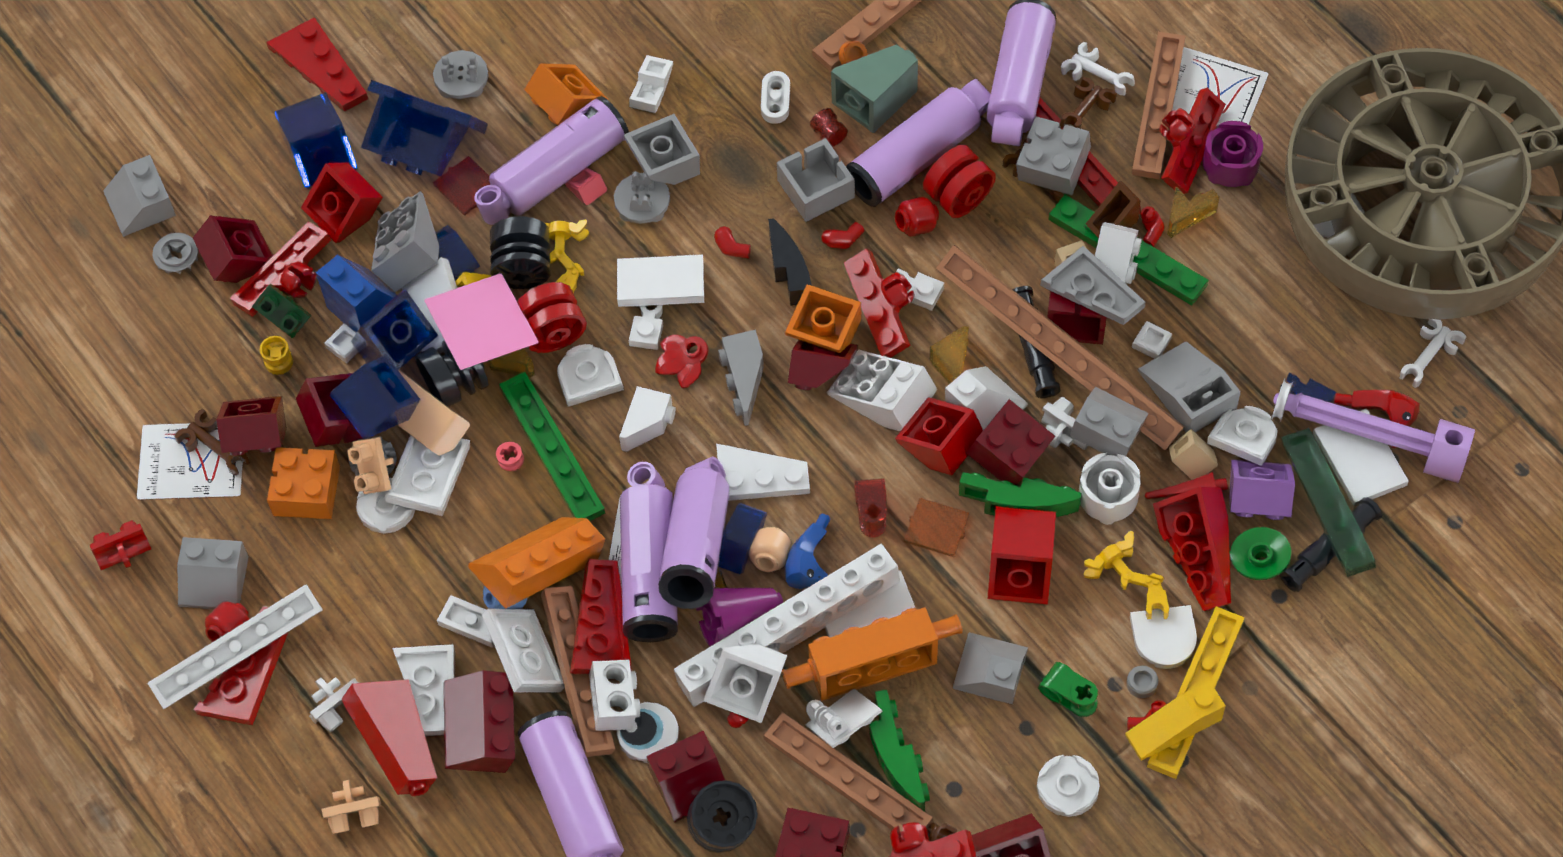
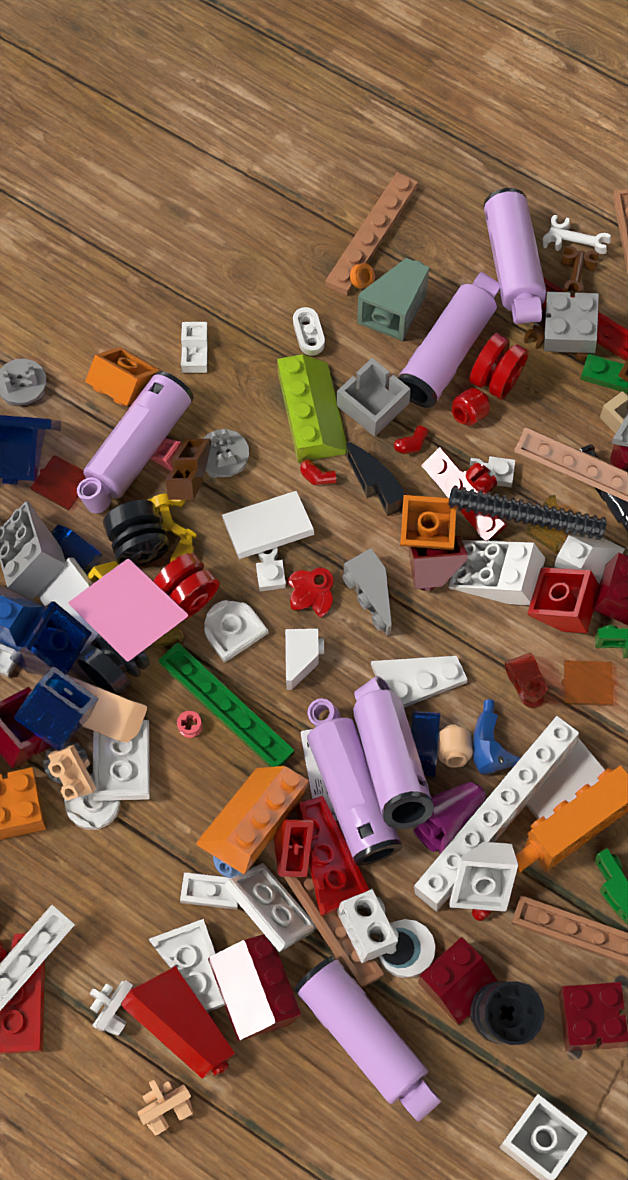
camera: 20 degrees left, 5 degrees up
(565, 598) = (293, 847): none -> red slope
(595, 202) = (188, 469): none -> reddish brown slope
(664, 151) = (232, 405): light grey slope -> none
(748, 174) = (311, 408): none -> lime slope
(828, 127) = (365, 346): clear red wheel -> none
(842, 718) = (575, 885): white hinge -> none
(928, 334) = (527, 512): none -> black piece

